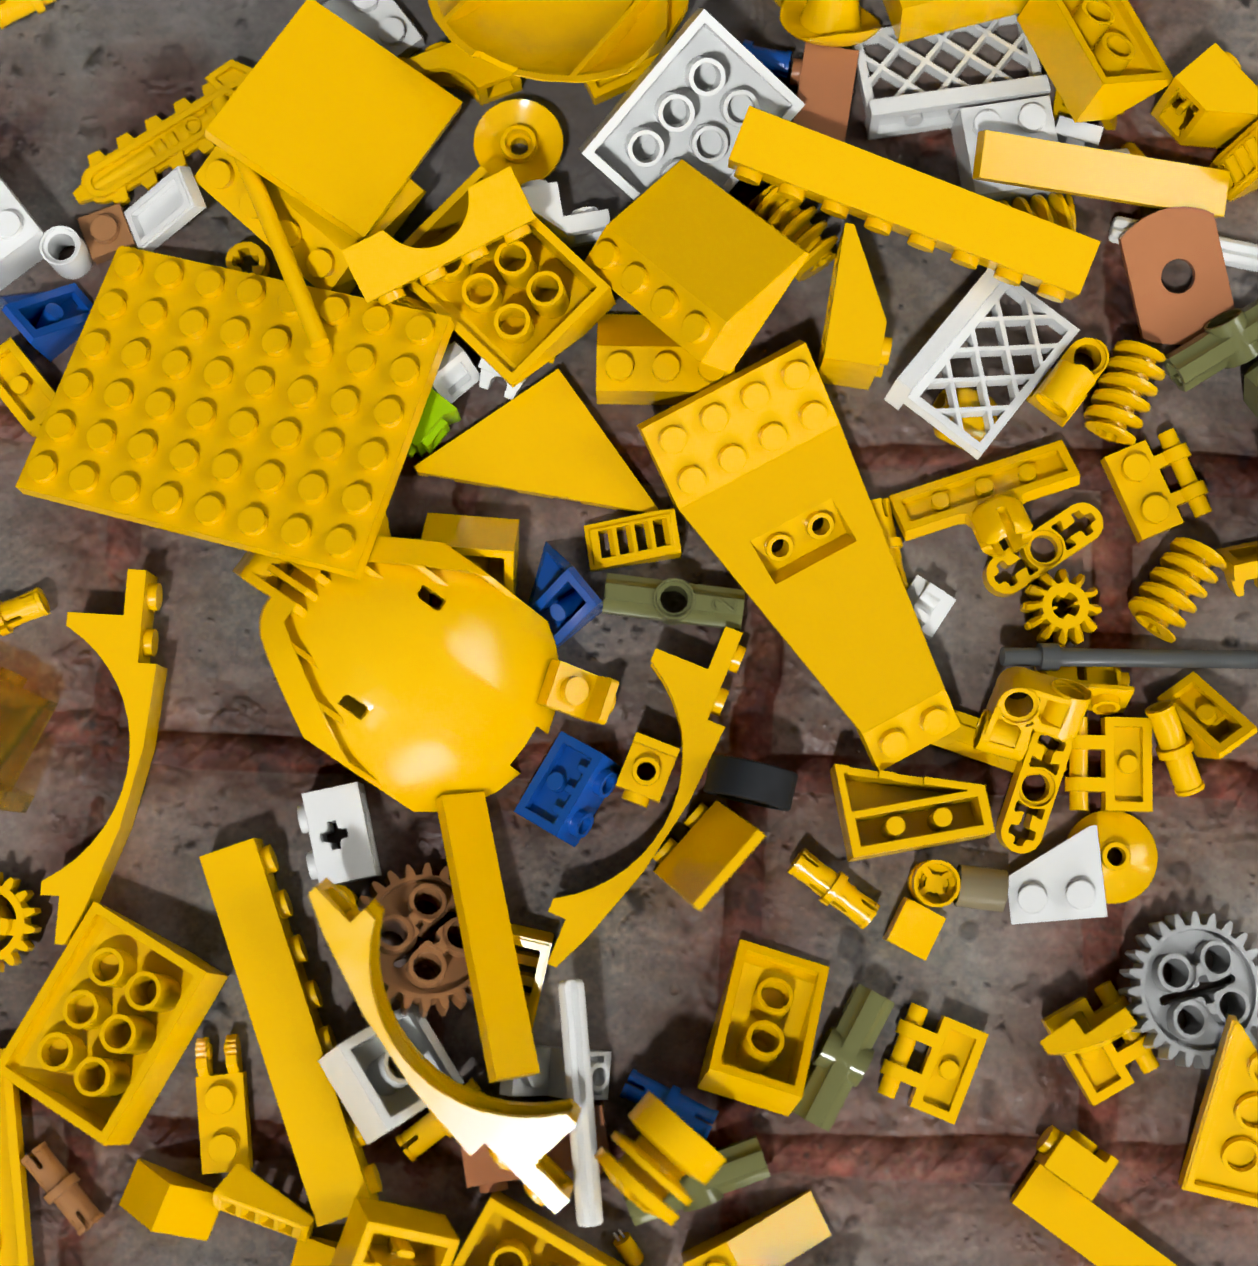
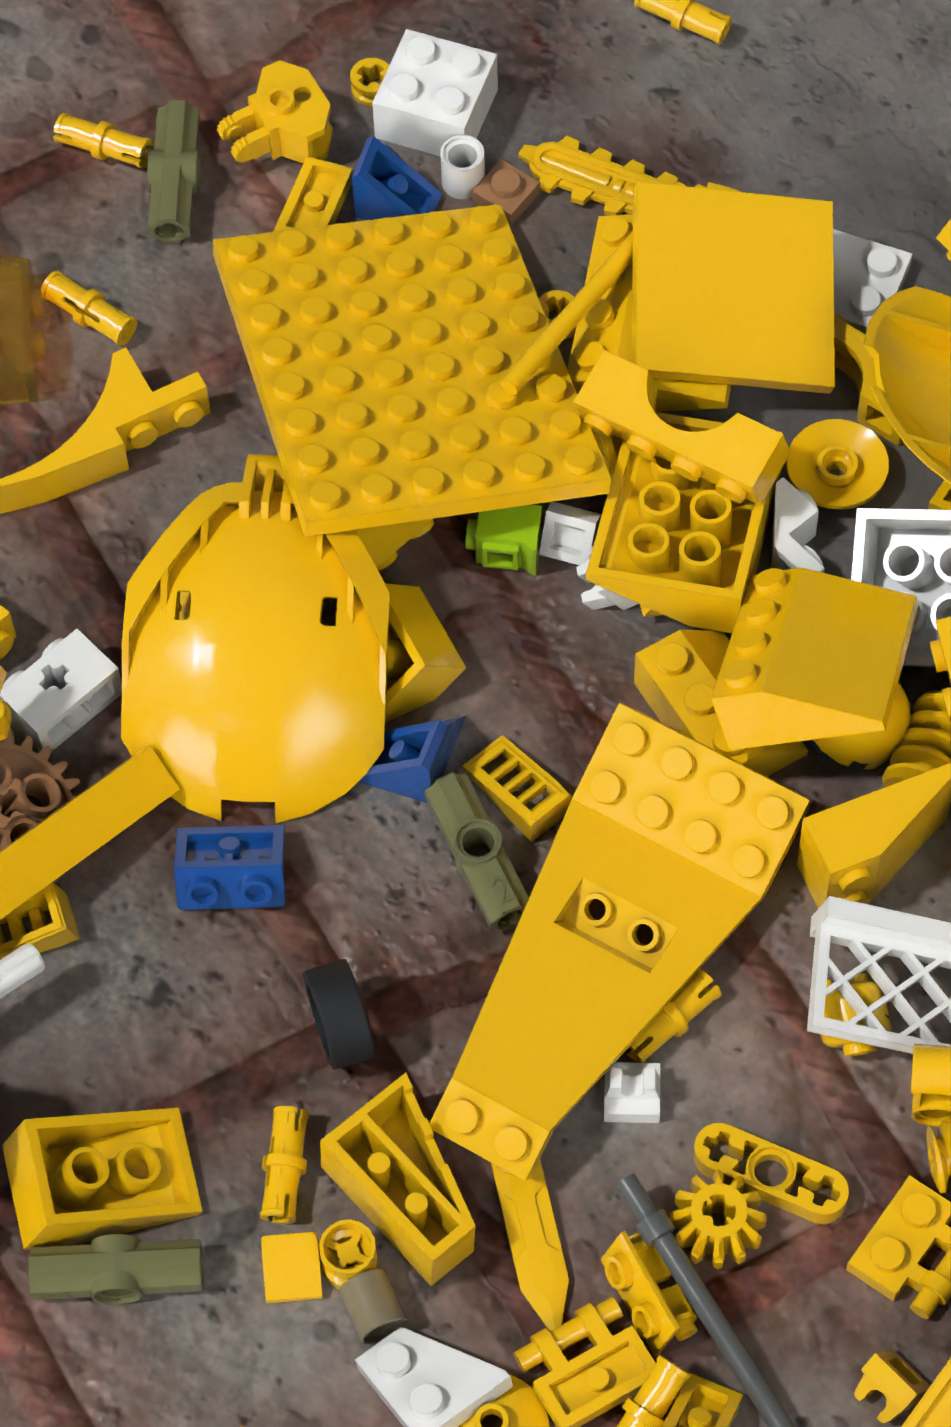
camera: 60 degrees right, 20 degrees down
(165, 209) = (557, 216): white tile -> none
(542, 448) = (554, 656): yellow tile -> none
(578, 692) = (330, 815): yellow bracket -> none
(652, 751) = (298, 938): yellow brick -> none
(693, 695) = (390, 927): yellow slope -> none
(707, 853) = (238, 1020): yellow slope -> none
(946, 1067) = (163, 1378): yellow plate -> none
(988, 498) = (784, 1083): yellow plate -> none
(1038, 823) = (533, 1315): yellow beam -> none
(1051, 707) = (598, 1247): yellow piece -> none
(1173, 585) = (816, 1318): yellow piece -> none

